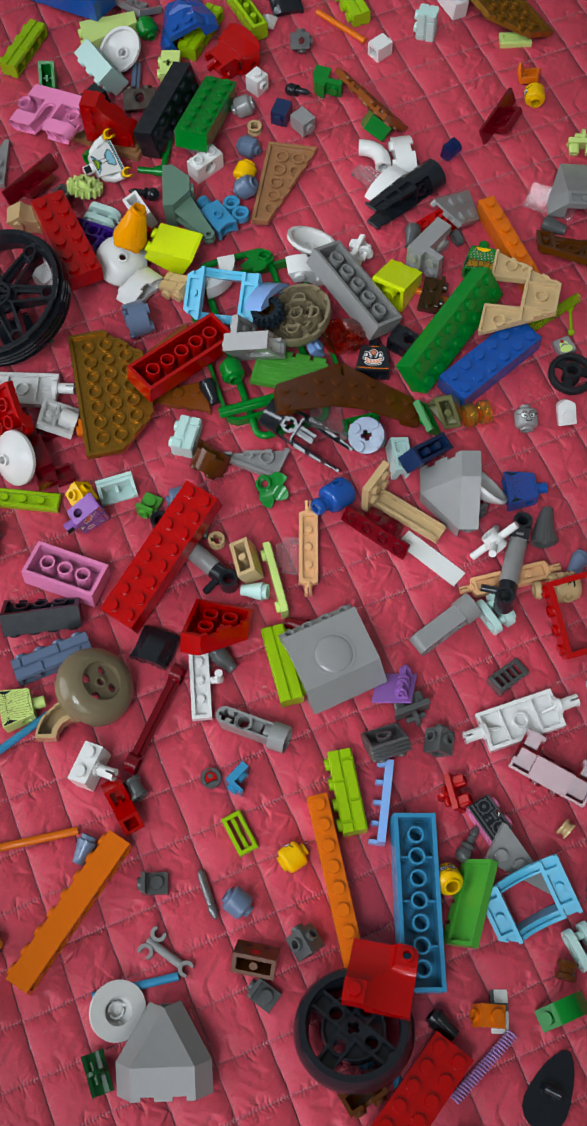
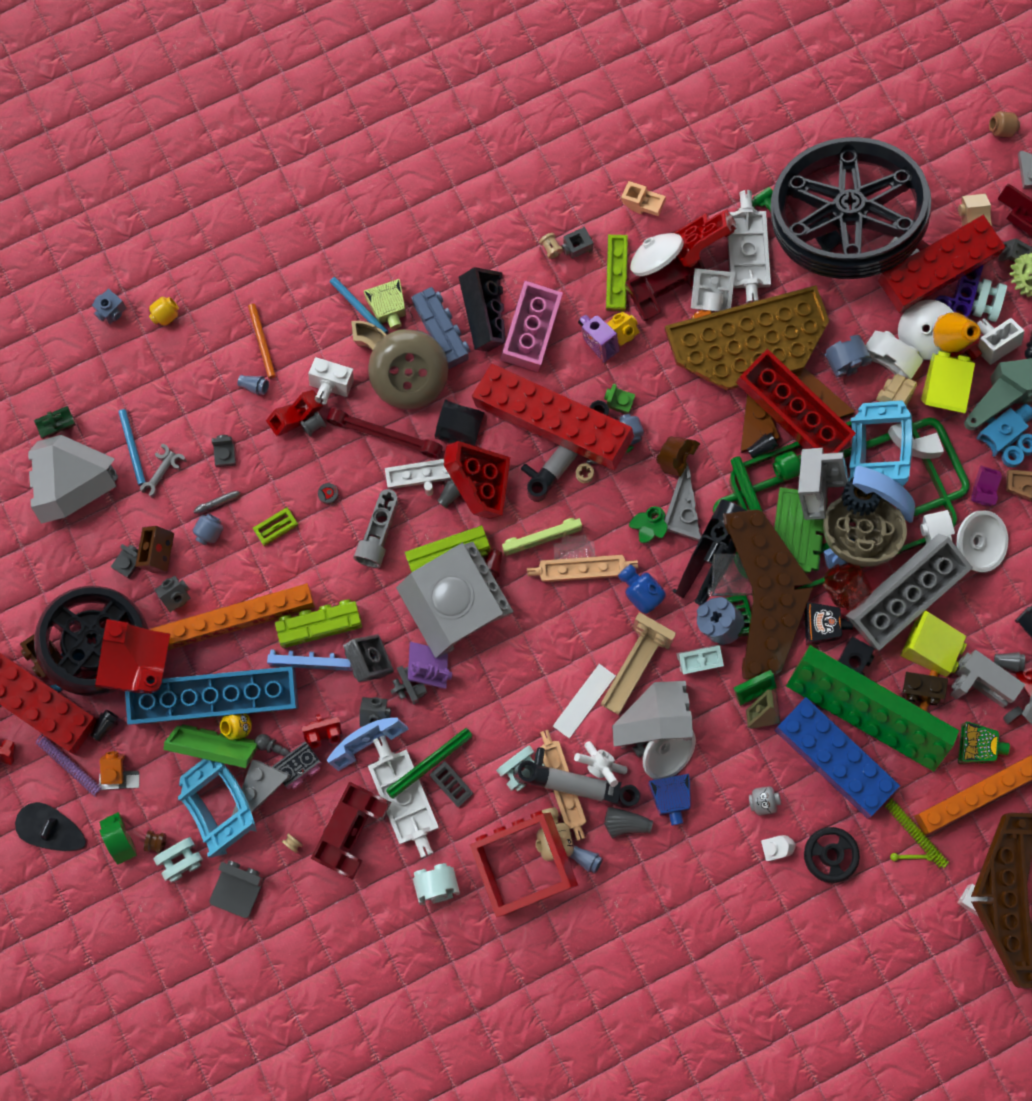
camera: 85 degrees right, 10 degrees up
(68, 913) = (195, 379): orange brick -> none
(116, 488) = (635, 363): light aqua hinge -> none
(116, 1010) = (107, 431): white hat -> none
(186, 436) = (706, 427): light aqua brick -> none
(239, 775) = (330, 518): dark azure bracket -> none
(246, 560) = (559, 504): tan brick -> none
(255, 590) = (528, 520): light aqua cone -> none
(257, 260) = (944, 479): green plate -> none
(264, 236) = (986, 486): none -> magenta brick
(292, 857) = (253, 577): yellow head -> none
(360, 249) = (976, 599): white hips -> none
(378, 528) = (613, 641): dark red bracket -> none
(425, 452) = (700, 684): dark blue brick -> none
(461, 613) = (516, 733): light grey beam -> none
(470, 413) = (764, 743): clear yellow wheel -> none
(478, 773) = (344, 753): none -> light blue slope
(490, 693) = (430, 762): none -> green axle
(538, 300) = (919, 808): tan wing -> none
(563, 346) = (871, 847): tile -> none

